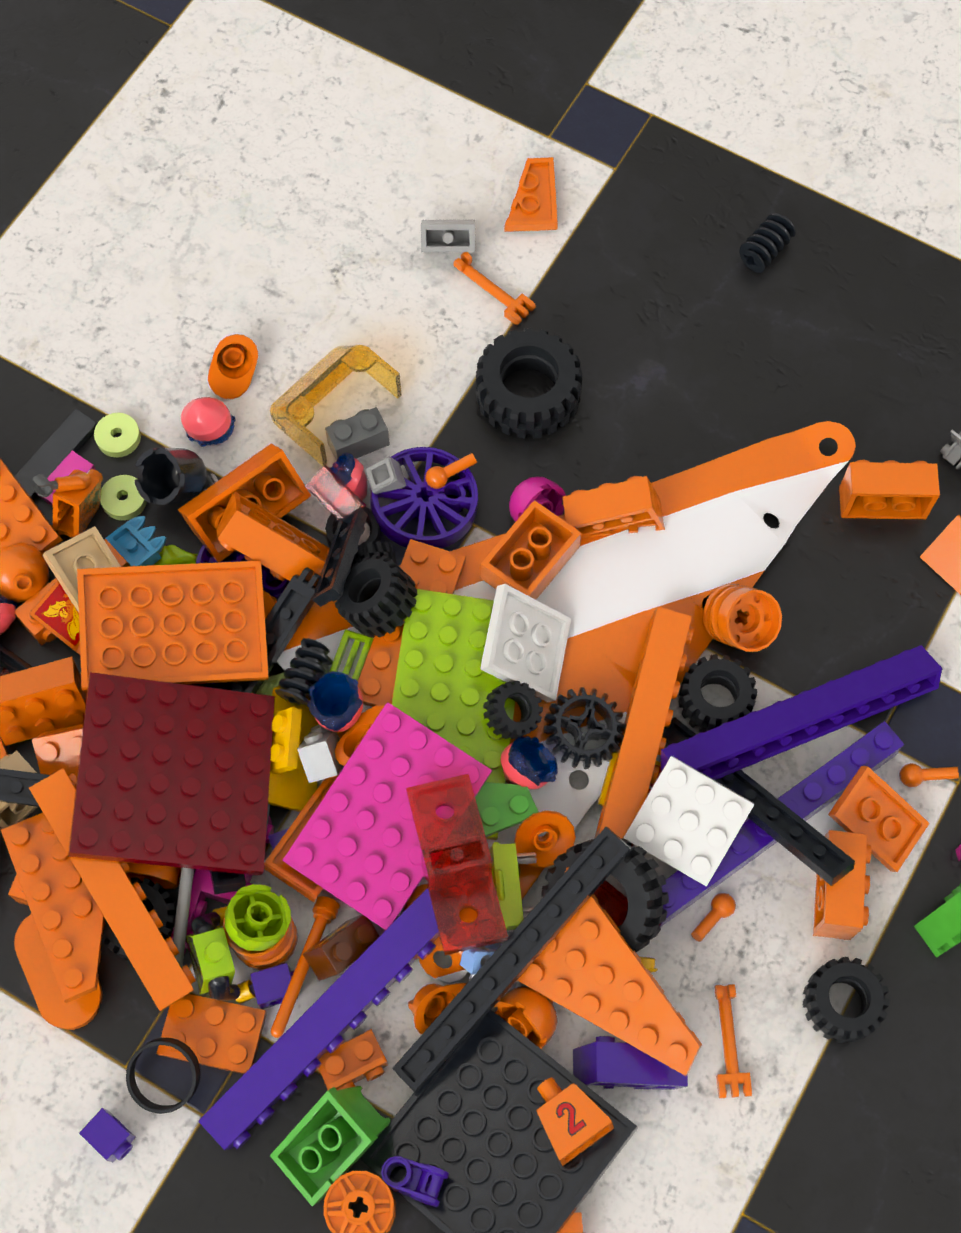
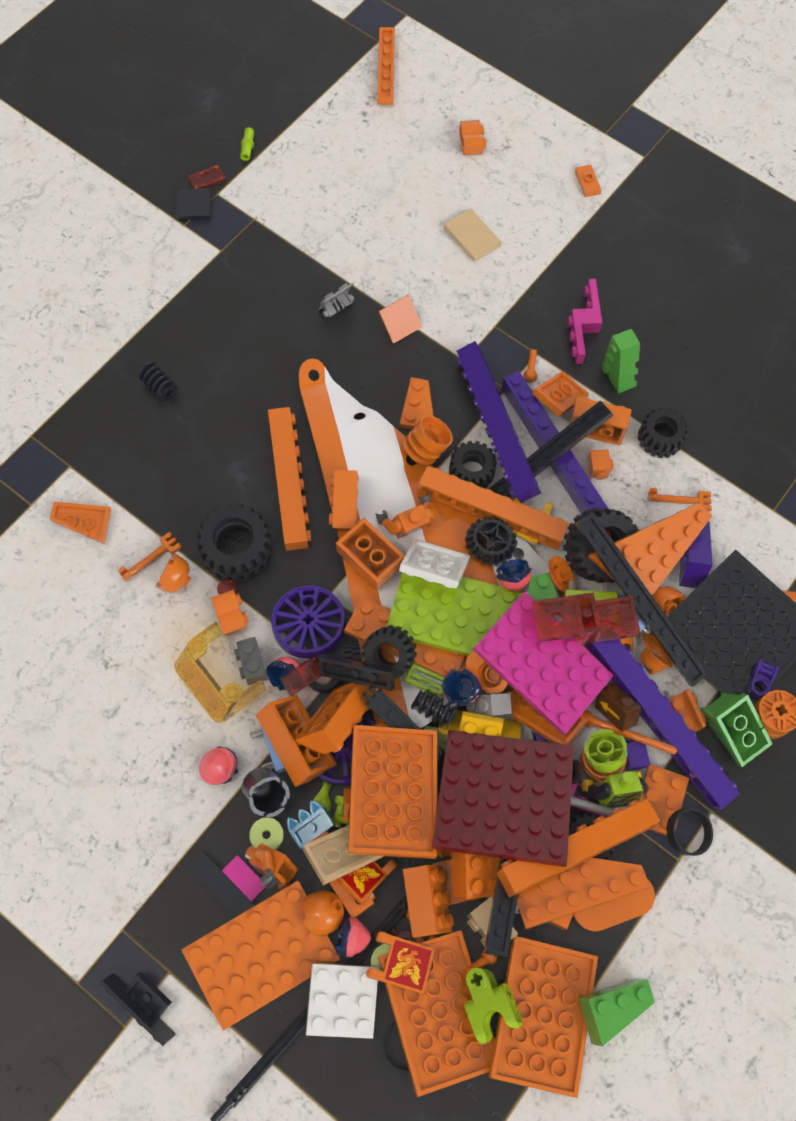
camera: 85 degrees left, 0 degrees up
(108, 1136) = (725, 871): dark purple brick -> none
(121, 445) = (223, 836): yellowish green piece -> none
(232, 366) = (176, 742): orange piece -> none
(385, 476) = (293, 641): light grey slope -> none
(423, 396) = (229, 612): none -> orange brick
(437, 476) = (297, 608): orange bar -> none
(448, 236) = (103, 579): light grey brick -> none
(461, 391) = (226, 586): none -> clear red tile
(467, 317) = (174, 575): none -> orange cylinder
(528, 705) = (482, 569): black tyre -> none
(538, 489) = (323, 552): dark pink cylinder -> none
(570, 1119) = (733, 583): orange torso -> none
(596, 606) = (409, 520): none -> orange torso
(648, 438) = (288, 479): none -> orange brick
(688, 820) = (562, 487): white plate -> none
(722, 906) = (602, 490): orange bar -> none
(764, 898) = (599, 464): none -> orange brick
(815, 605) = (417, 403): none -> orange wing
(889, 490) = (352, 346): orange brick -> none

